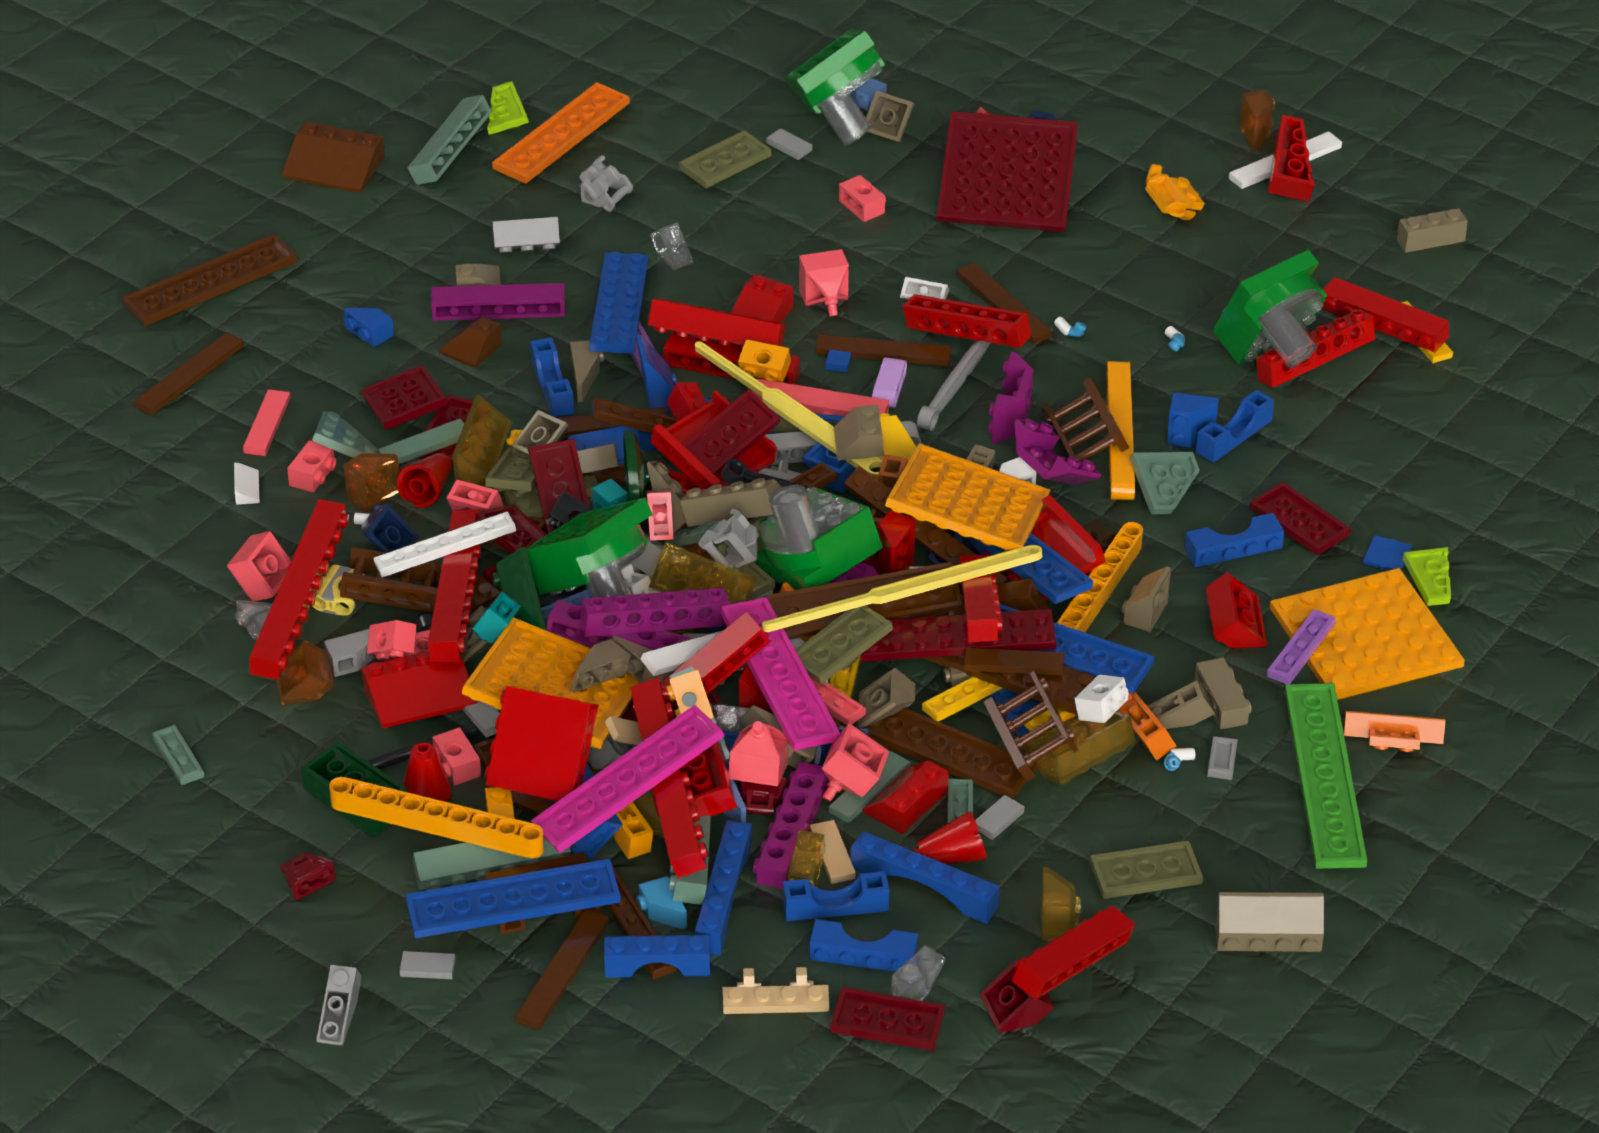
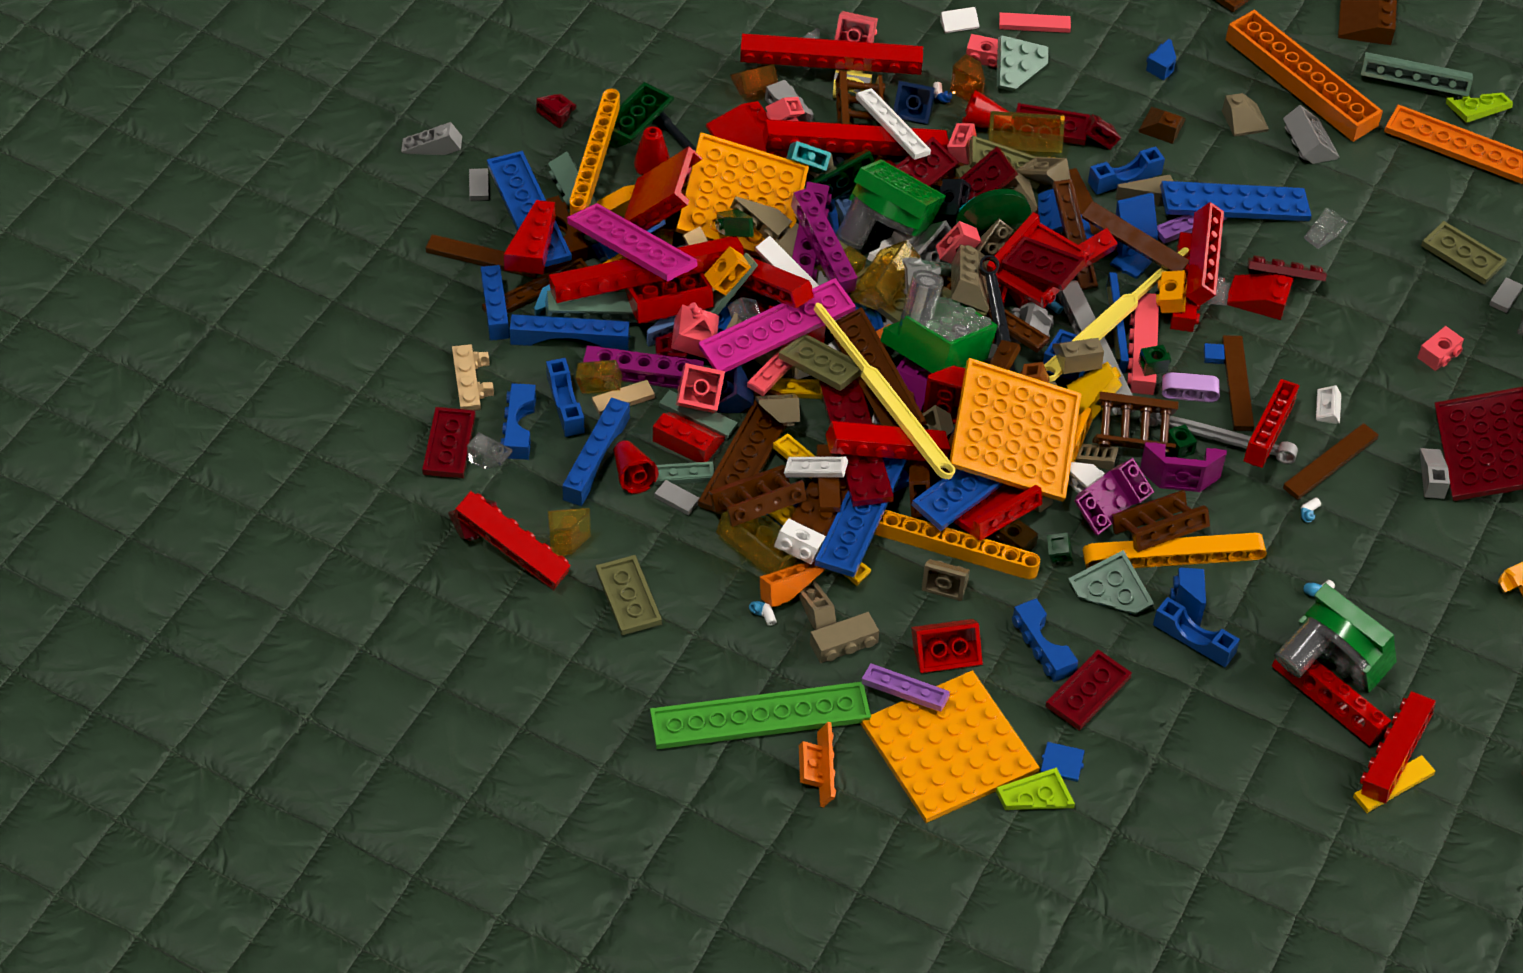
camera: 80 degrees right, 10 degrees up
(178, 755) = (667, 30): sand green tile -> none
(404, 397) = (1078, 89): dark red plate -> none
(425, 442) = (1016, 99): sand green tile -> none
(428, 220) = (1304, 75): none -> orange brick
(484, 386) = (1102, 132): none -> dark red piece
(498, 301) = (1217, 131): magenta brick -> none
(587, 881) = (532, 241): none -> red wedge
(597, 181) = (1395, 170): light grey piece -> none
(615, 681) = (734, 223): none -> dark green slope
(687, 370) = (1134, 238): none -> reddish brown tile
(734, 279) = (1279, 266): none -> dark red plate
(824, 279) = (1305, 327): coral piece -> none
(865, 389) = (1154, 360): none -> dark green brick
(929, 419) = (1126, 404): none -> reddish brown fence
(968, 401) = (1184, 441): none -> dark green brick
(1003, 665) = (816, 467): none -> white tile
(1036, 230) = (1434, 473): none -> light grey slope
(1114, 507) = (1059, 547): none -> dark green brick
(1222, 758) = (772, 644): light grey tile -> none
(1270, 921) = (567, 675): slope -> none

